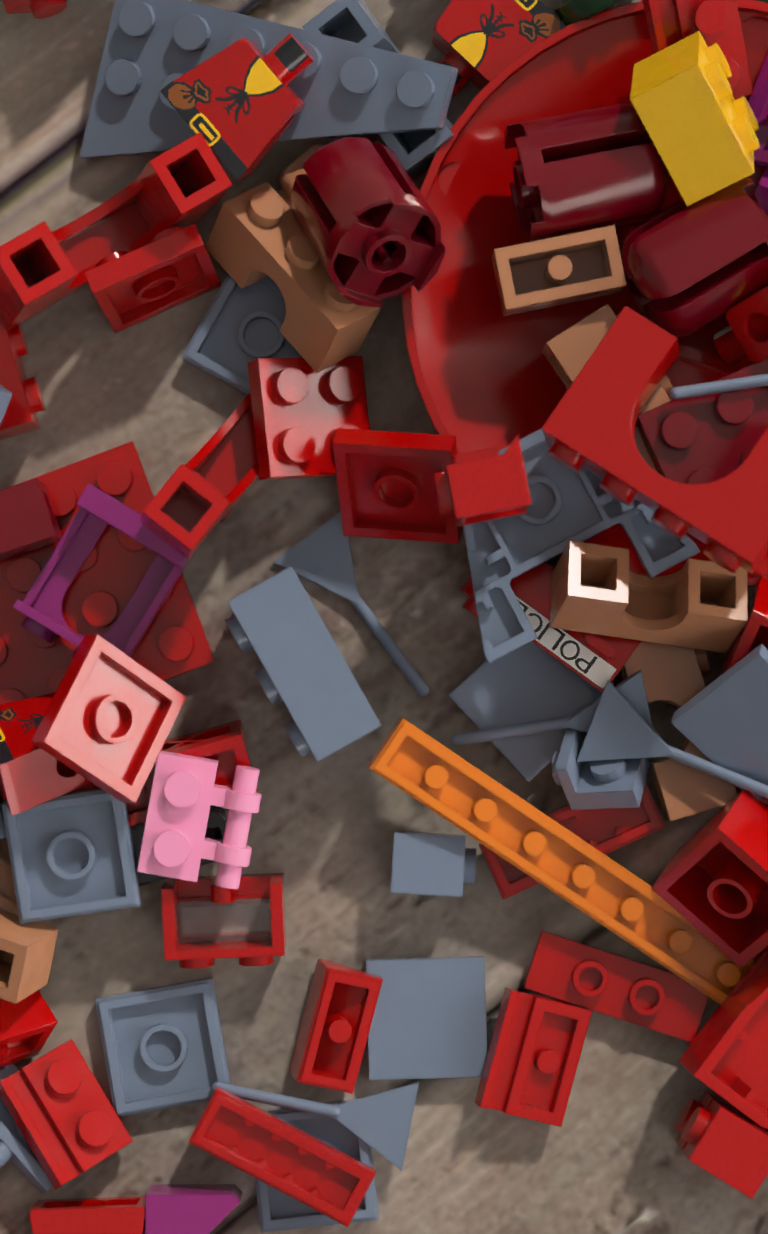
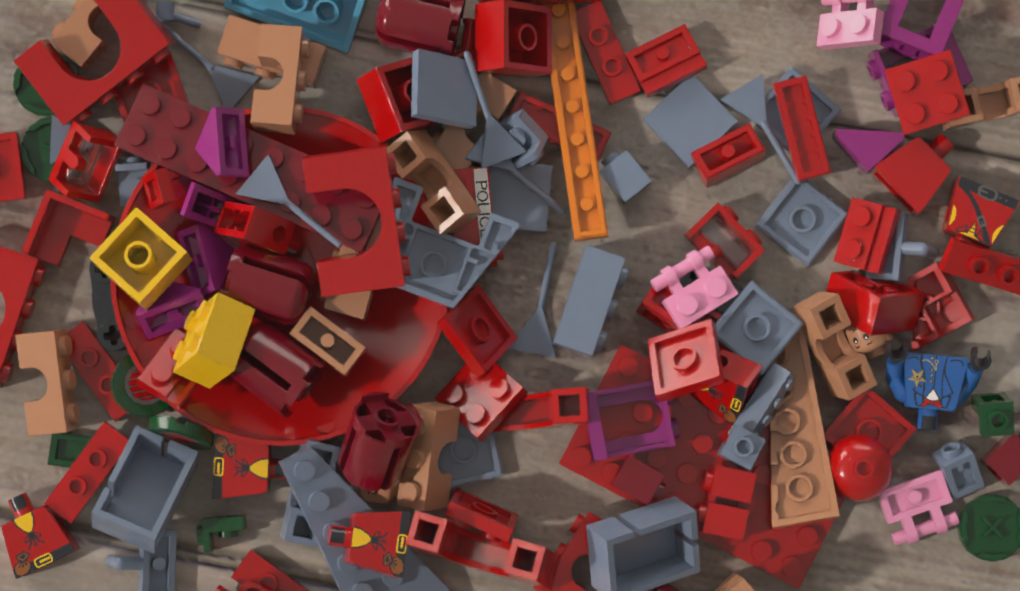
camera: 135 degrees left, 0 degrees up
(484, 485) = (450, 288): red window -> none

